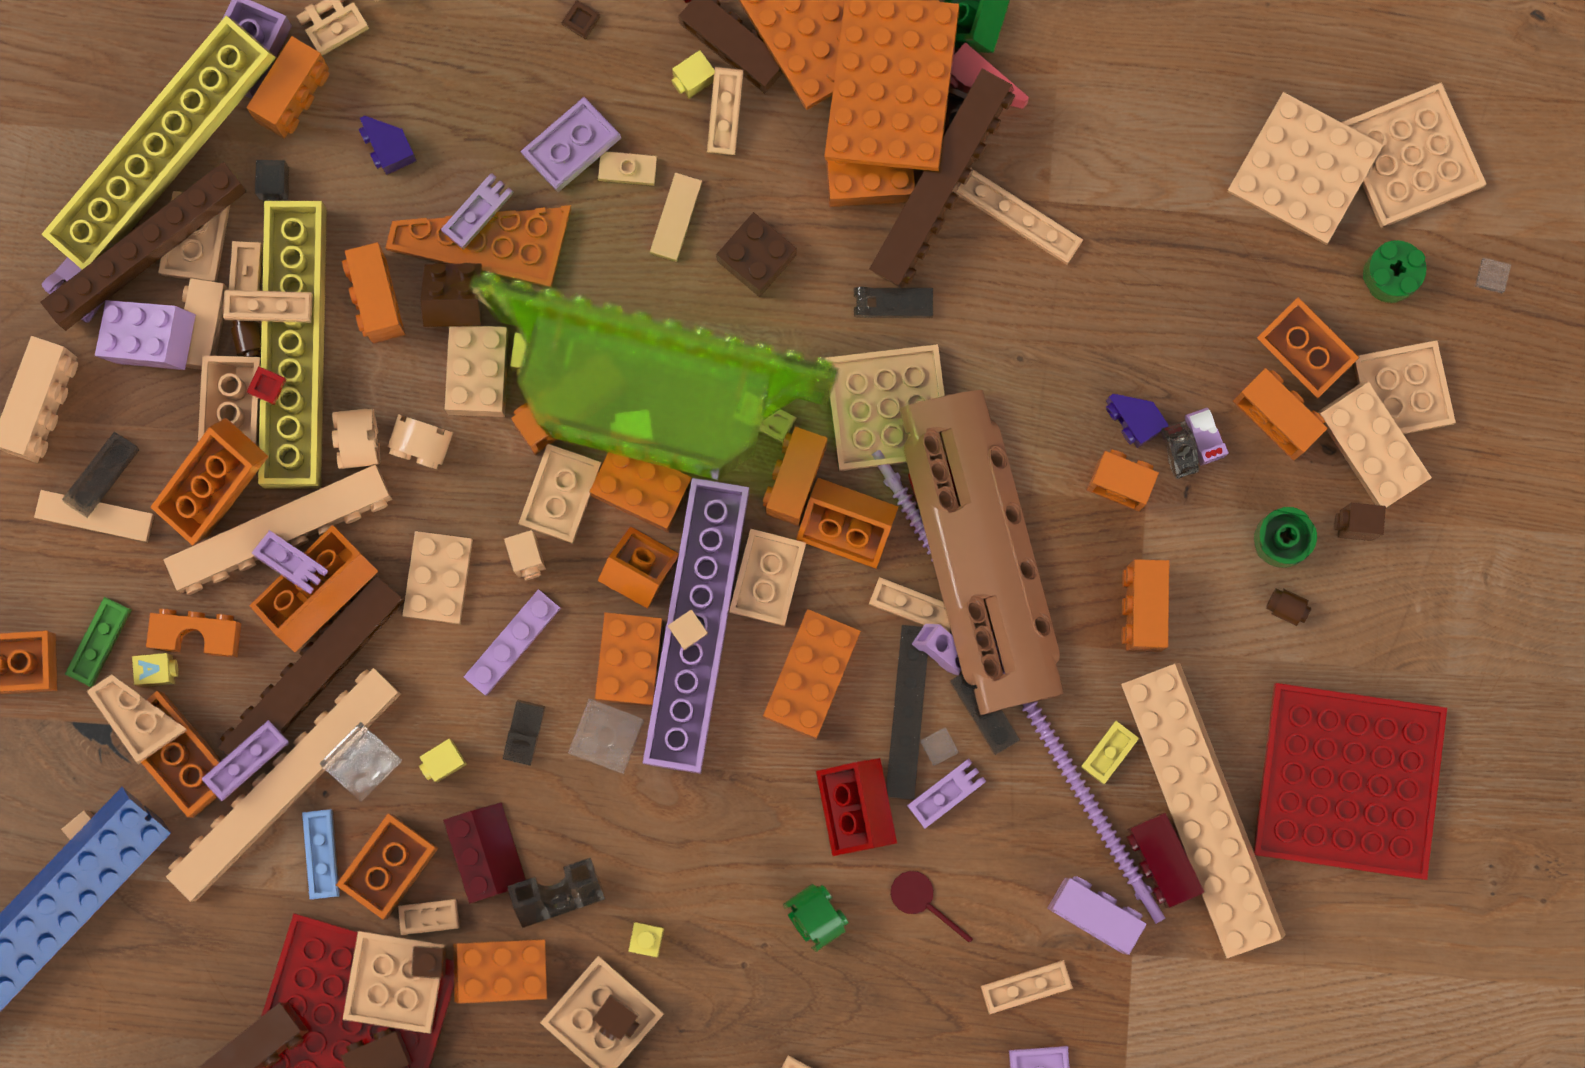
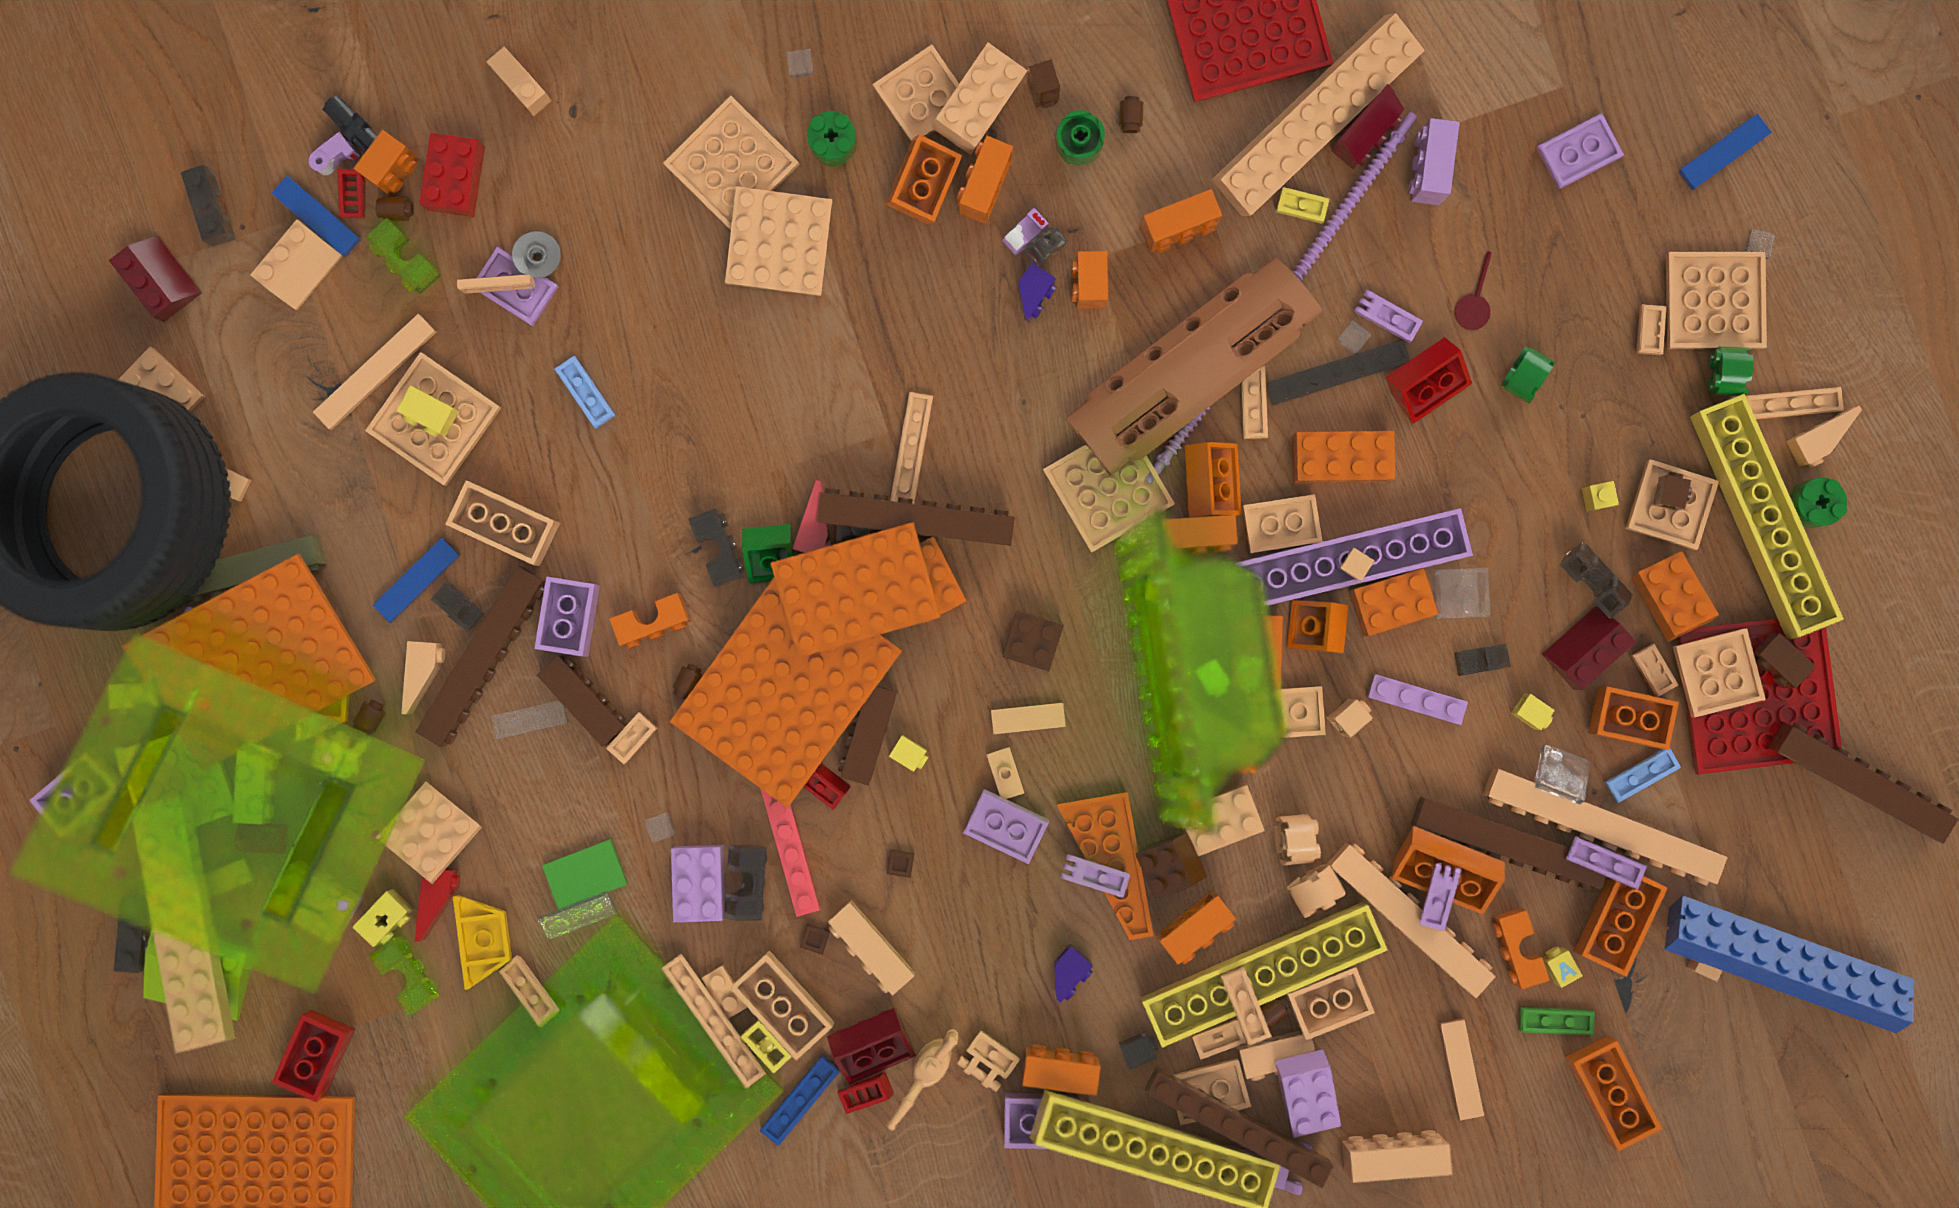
camera: 105 degrees left, 5 degrees up
(100, 474) = (1429, 1078): clear smoke plate -> none
(133, 718) = (1613, 963): light nougat wing -> none
(209, 481) = (1403, 989): orange brick -> none
(266, 385) = (1310, 978): red plate -> none
(429, 961) = (1698, 651): reddish brown brick -> none
(437, 577) = (1392, 779): light nougat plate -> none
(725, 110) = (928, 715): light nougat tile -> none
(894, 302) = (1017, 504): clear smoke plate -> none
(940, 646) = (1279, 369): lavender leg -> none
(993, 726) = (1326, 295): clear smoke plate -> none
(1026, 987) = (1506, 195): light nougat tile -> none

